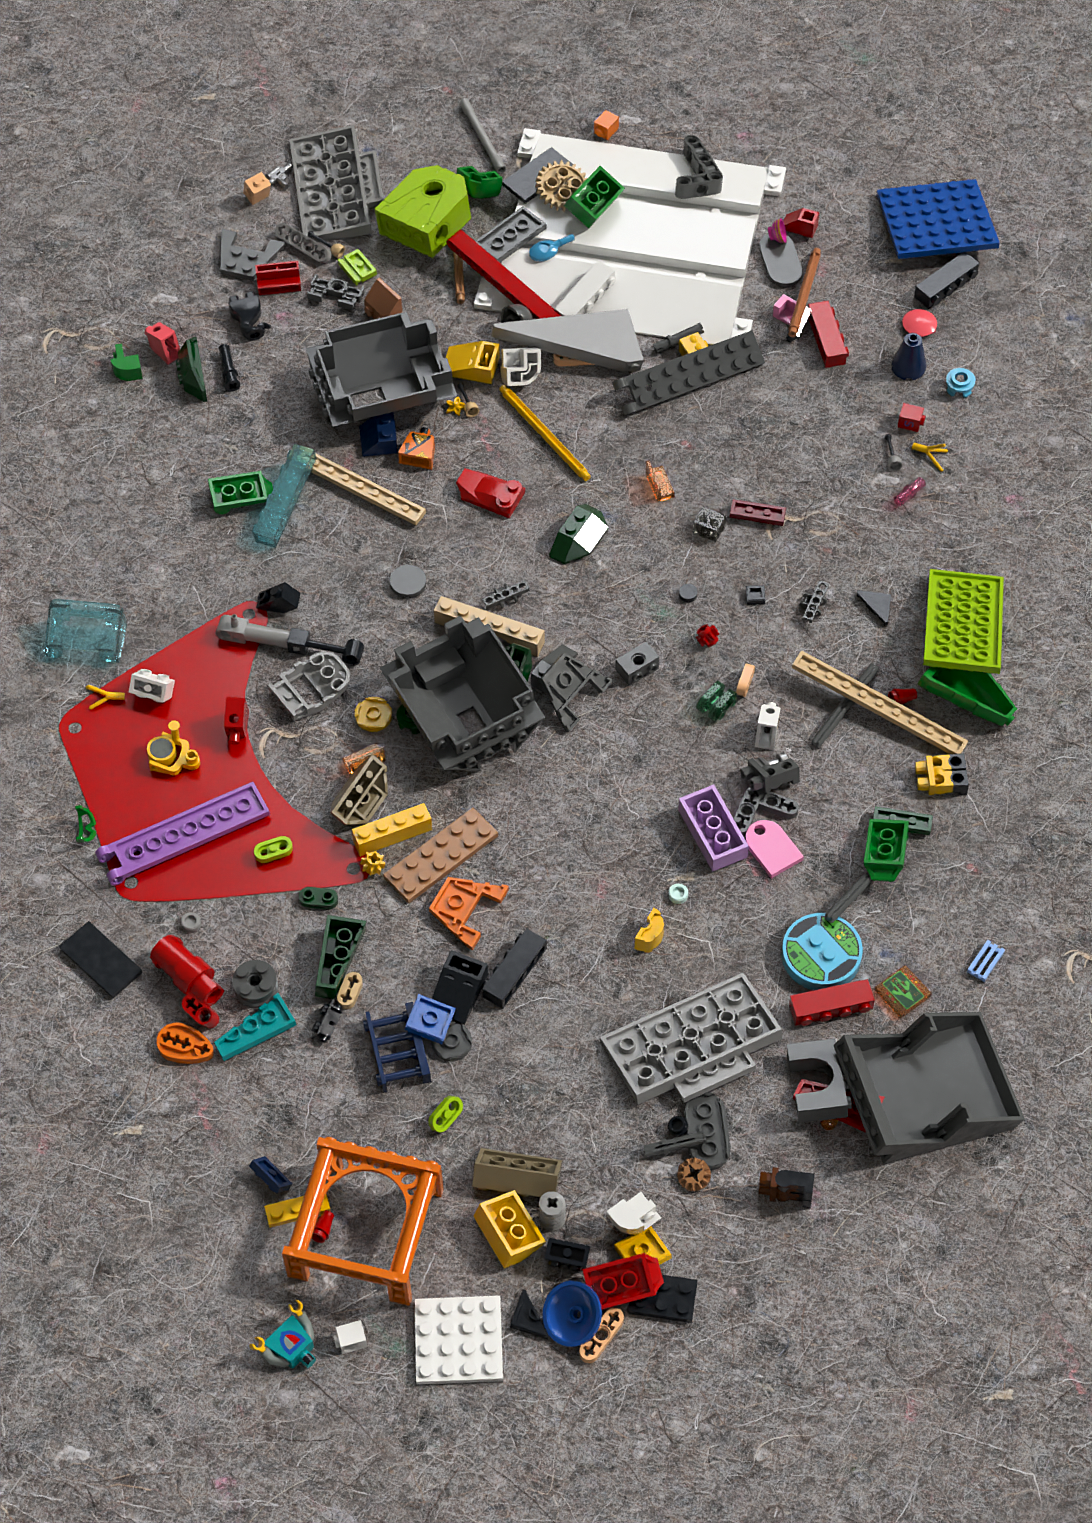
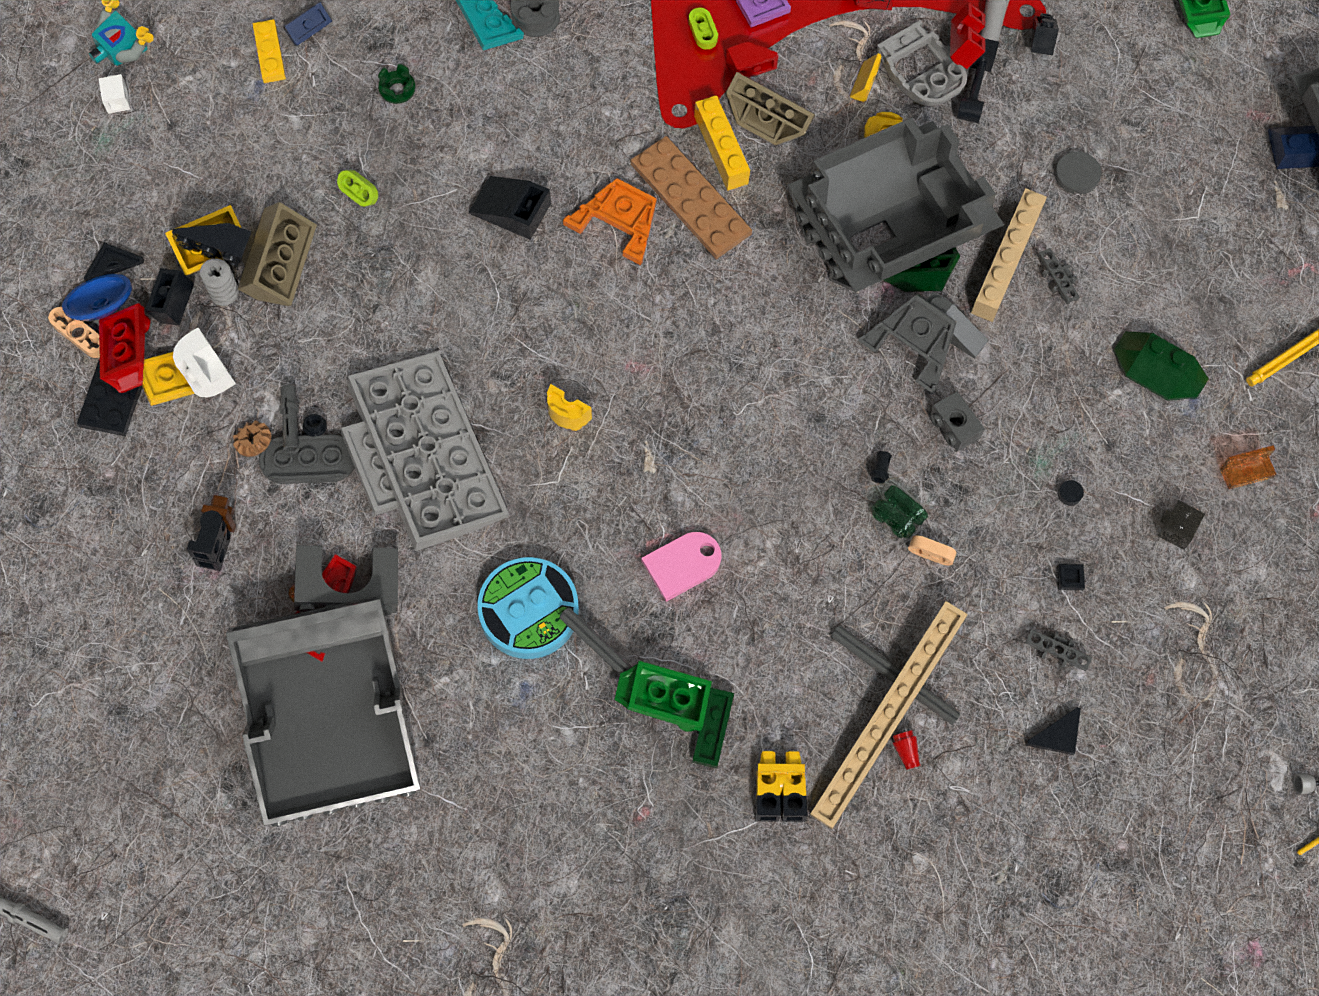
camera: 90 degrees right, 10 degrees up
(275, 652) = (965, 41): none -> red arch
(284, 495) = (1194, 38): clear light blue brick -> none
(307, 813) = (750, 59): none -> red slope
(317, 899) = (641, 72): dark green plate -> none
(321, 726) = (866, 78): none -> yellow slope
(322, 1027) = (492, 80): black hinge -> none
(323, 1227) = (241, 70): red cone -> none
(328, 1160) = (252, 146): orange arch -> none
(338, 948) = (561, 83): dark green wedge -> none
(339, 1083) = (399, 76): none -> dark green piece
(353, 992) = (521, 102): tan beam -> none
(354, 760) = (824, 122): clear orange panel -> none
(368, 490) = (1216, 124): tan plate -> none
(373, 863) = (679, 130): yellow gear -> none
(417, 1052) = (445, 163): dark blue fence -> none
(418, 449) = (1280, 187): orange torso -> none
(430, 1019) = (468, 170): tile -> none
(456, 1043) = (449, 200): dark grey tile -> none
(458, 1340) = (98, 195): white plate -> none
(490, 492) = (1220, 266): red slope -> none
(514, 968) = (532, 263): black brick -> none
(523, 1202) = (217, 240): none -> black slope
(678, 893) = (624, 449): light aqua tile -> none
(679, 714) = (880, 471): none -> black pin
(707, 635) = (999, 507): red gear -> none
(713, 828) = (707, 489): lavender brick -> none
(757, 512) = (1205, 589): plate -> none
(759, 802) = (748, 554): dark grey beam -> none
(768, 717) = (859, 568): white torso -> none
(770, 773) = (787, 566): dark grey hips -> none
(831, 1002) = (455, 611): red brick -> none
(903, 991) = (467, 702): tile -> none
(909, 491) = (1254, 799): clear pink pin -> none
(964, 621) = (1017, 837): lime plate -> none
(970, 691) = (917, 833): green cone -> none
(993, 948) = (485, 799): light blue tile -> none

